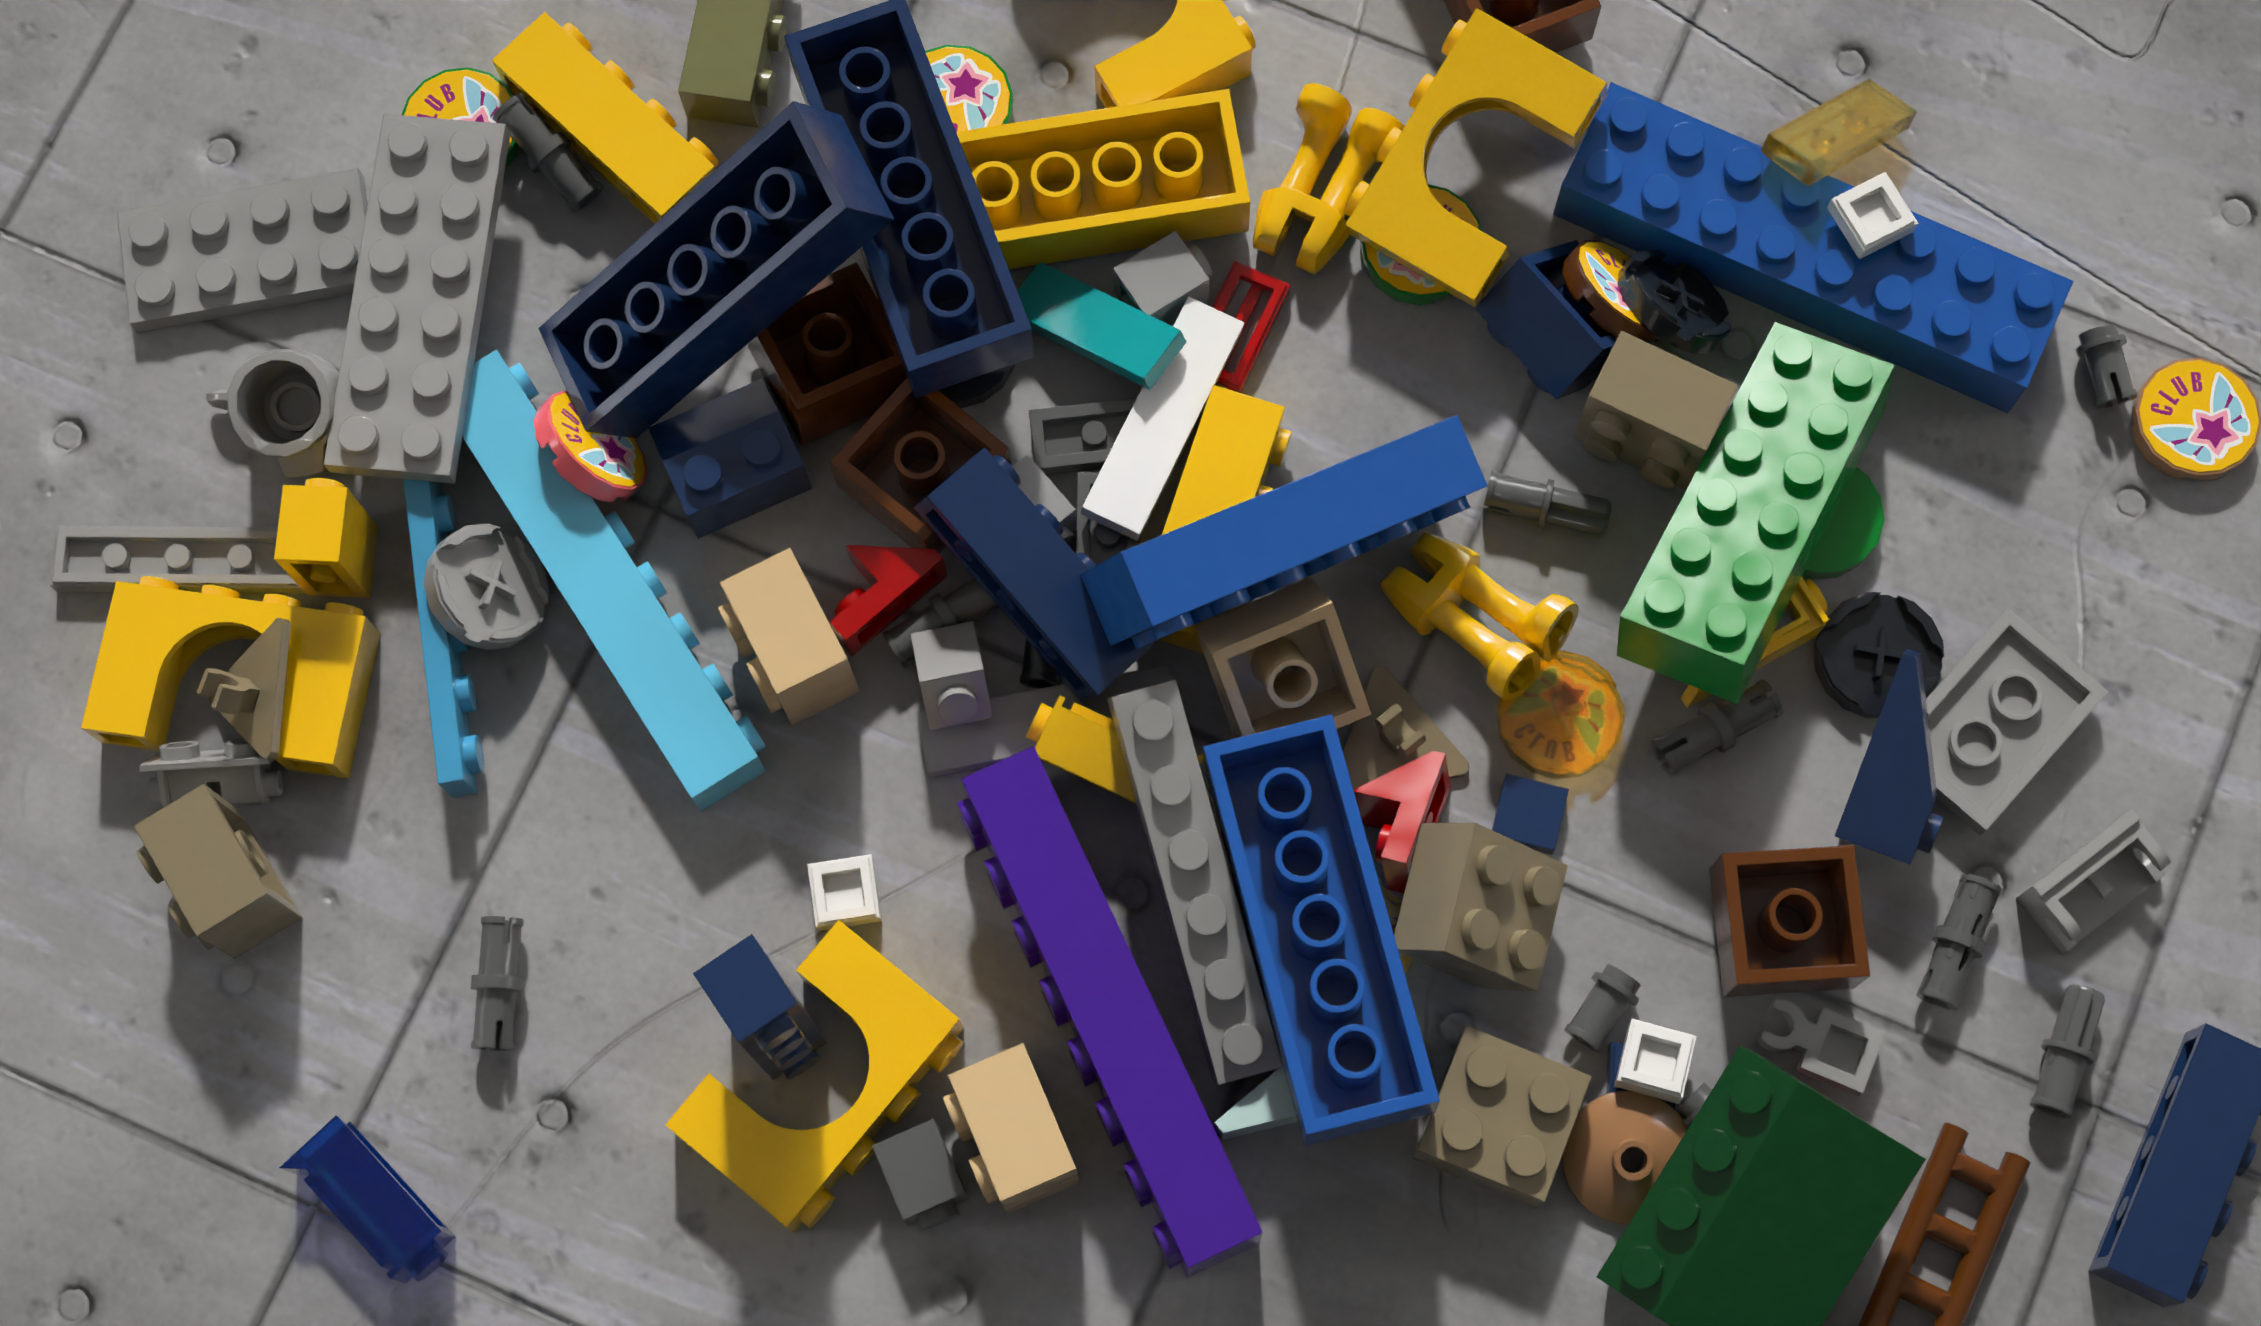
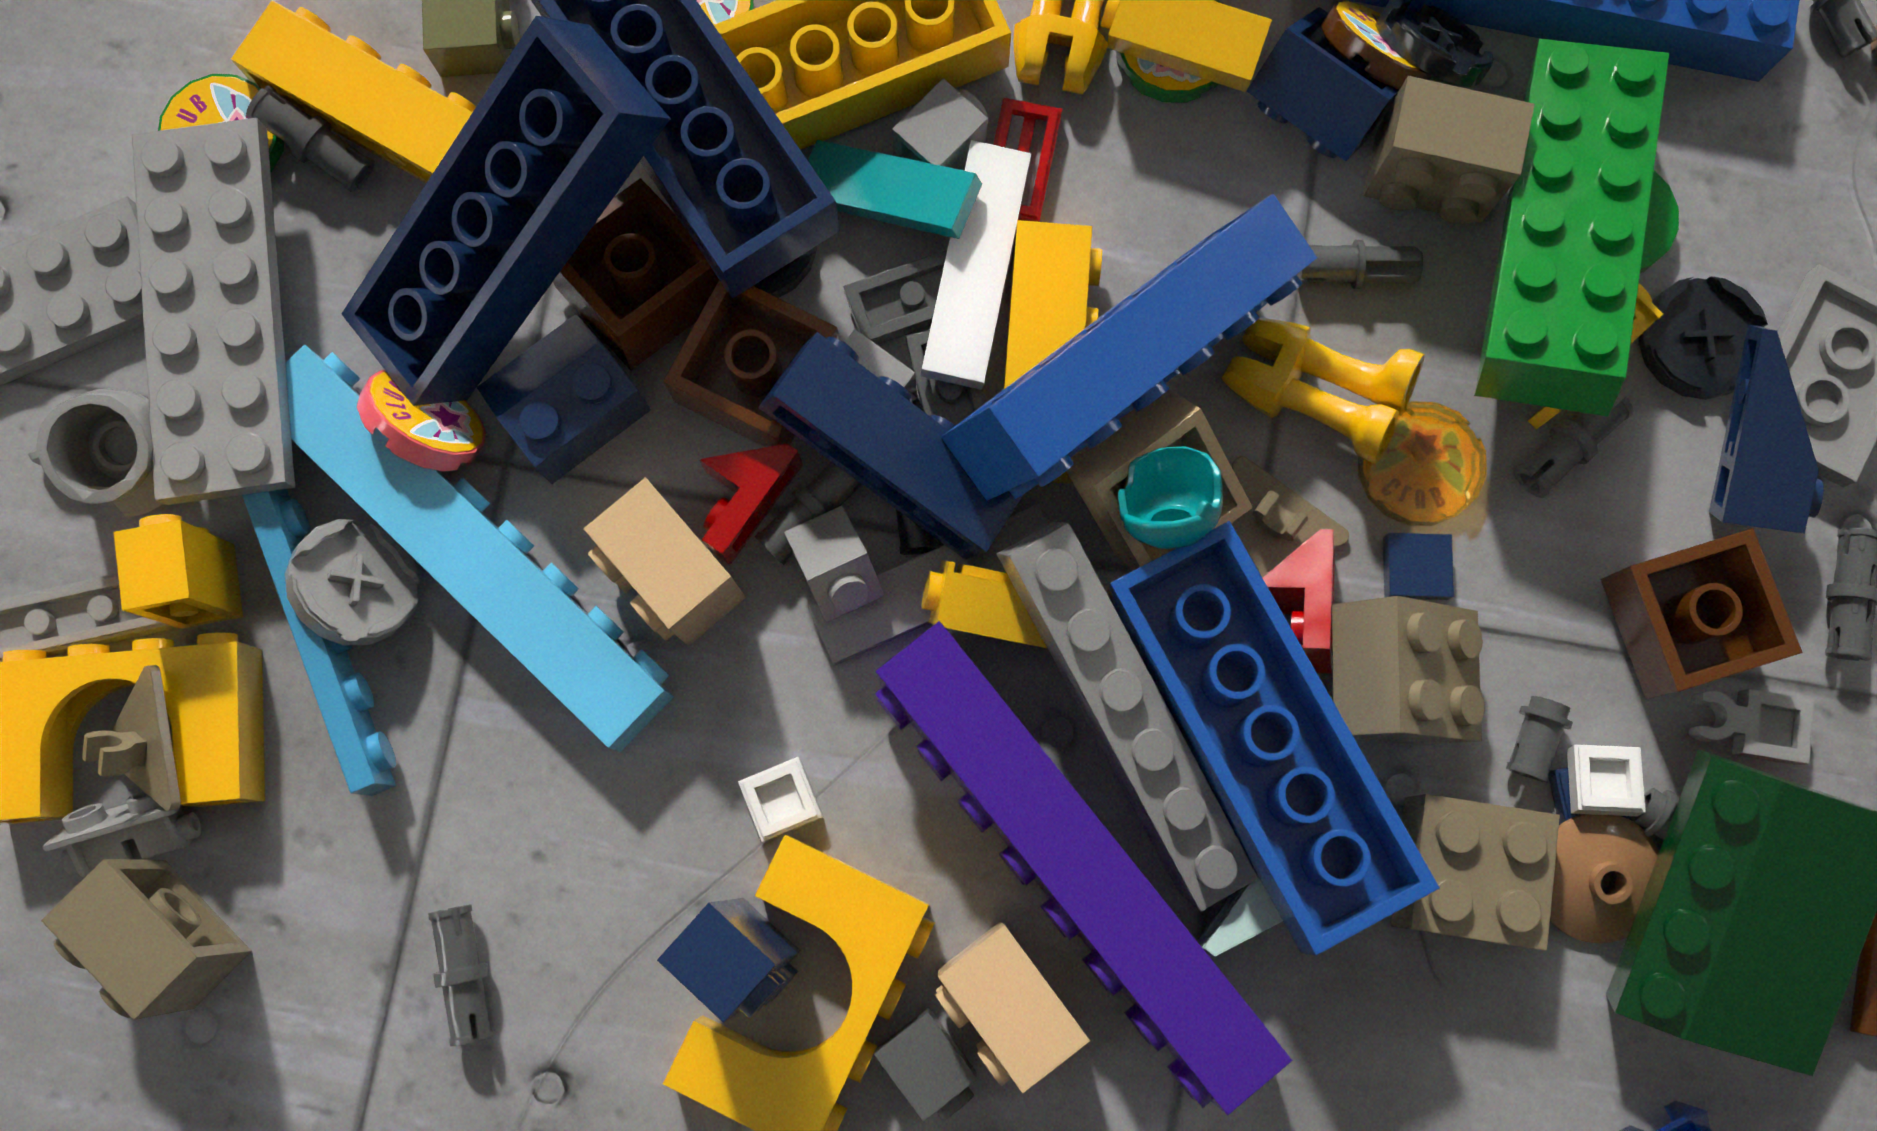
camera: 15 degrees left, 5 degrees up
(1280, 679) = (1171, 497): none -> teal hair

